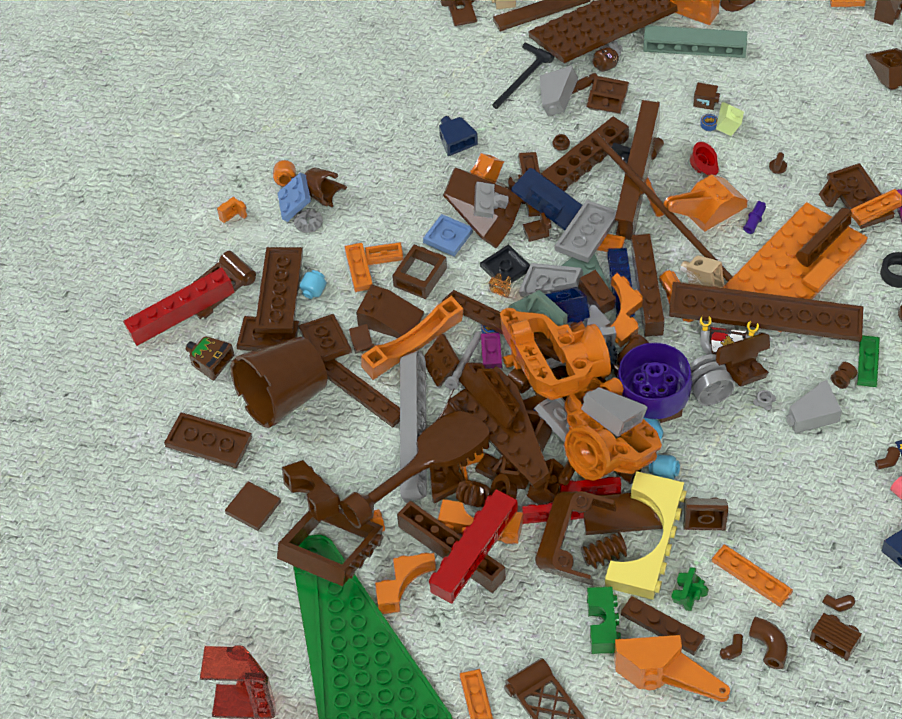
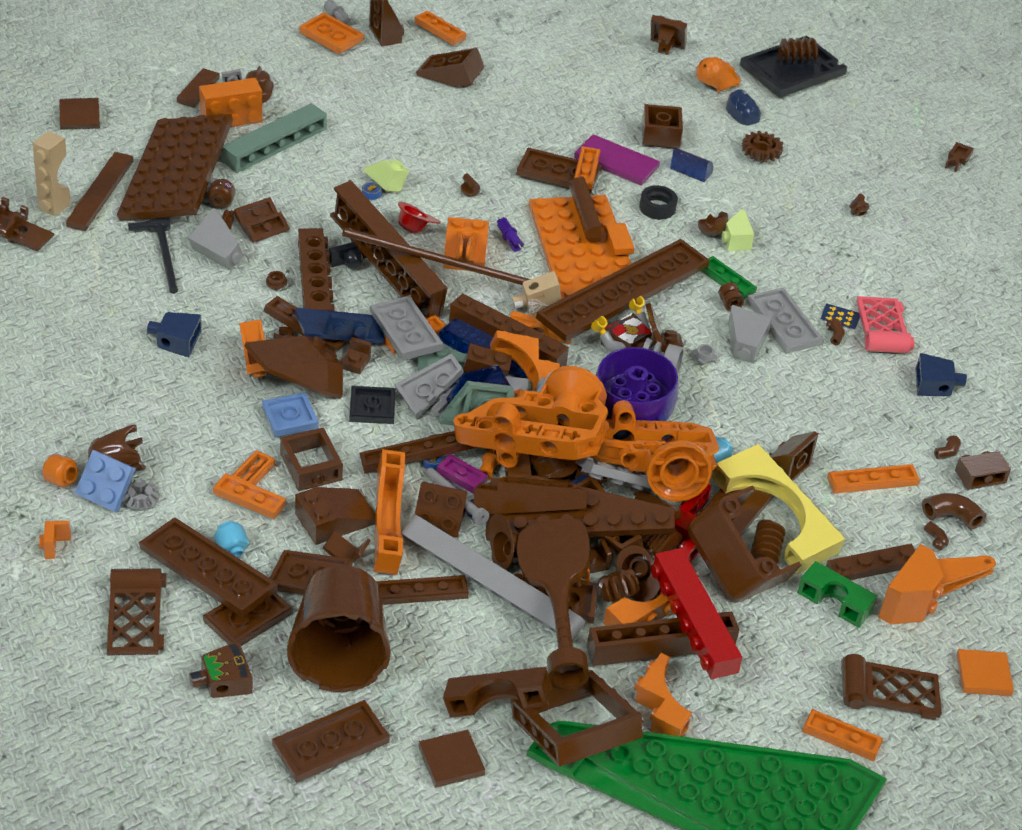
camera: 60 degrees left, 10 degrees down
(179, 306) = (134, 654): red brick -> none
(487, 200) = (306, 352): light grey hinge -> none
(500, 287) = (397, 420): clear orange tile -> none
(613, 411) = (654, 424): light grey slope -> none
(692, 590) = (859, 517): green hips -> none
(706, 96) = (343, 170): reddish brown brick -> none
(833, 190) = (539, 178): reddish brown bracket -> none
(863, 422) = (788, 322): none -> light grey tile

